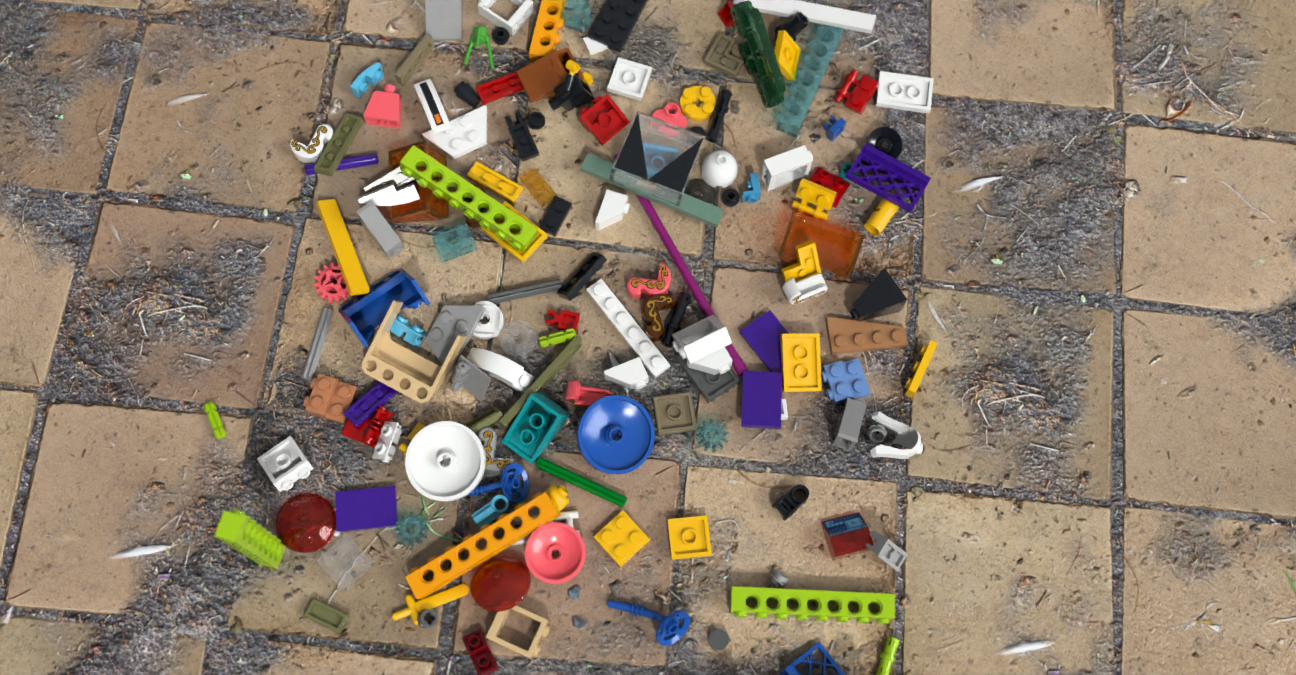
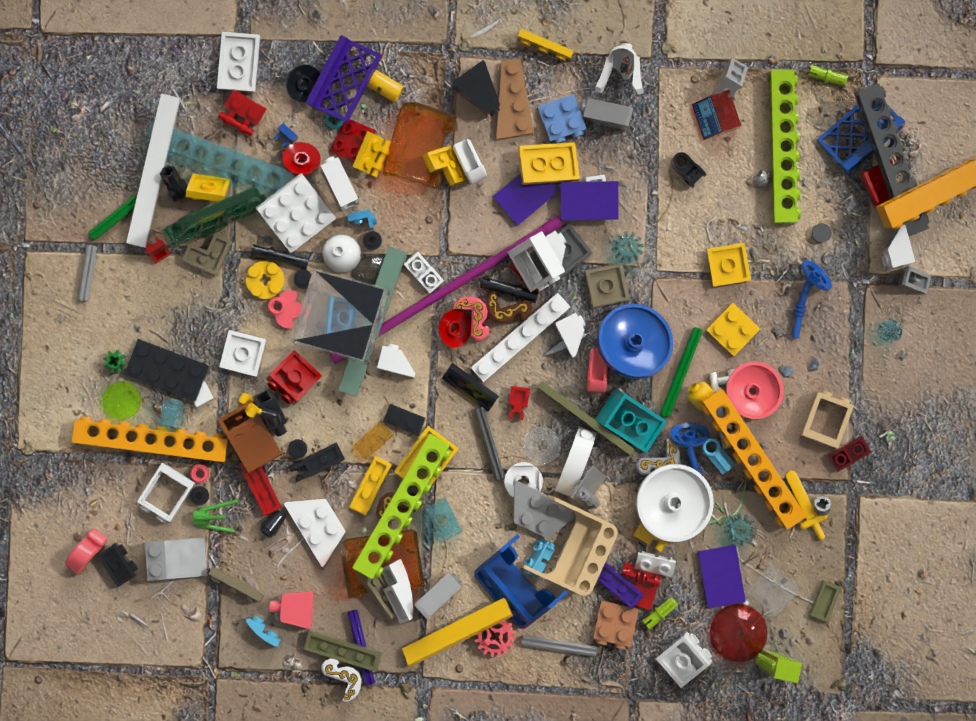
camera: 90 degrees left, 15 degrees up
(336, 443) = (660, 613): none -> lime axle
(432, 106) = (291, 558): white slope -> none
(484, 419) = (628, 471): olive tile -> none
(503, 591) = (797, 436): clear red dish -> none
(520, 33) = (204, 478): none -> coral plate
(558, 337) = (538, 406): lime axle -> none
(633, 269) = (460, 328): none -> red dish
(698, 242) = (423, 272): none -> white slope
(760, 129) = (296, 213): none -> white plate
(817, 137) = (301, 152): none -> red dish
(877, 437) = (613, 87): light grey plate -> none

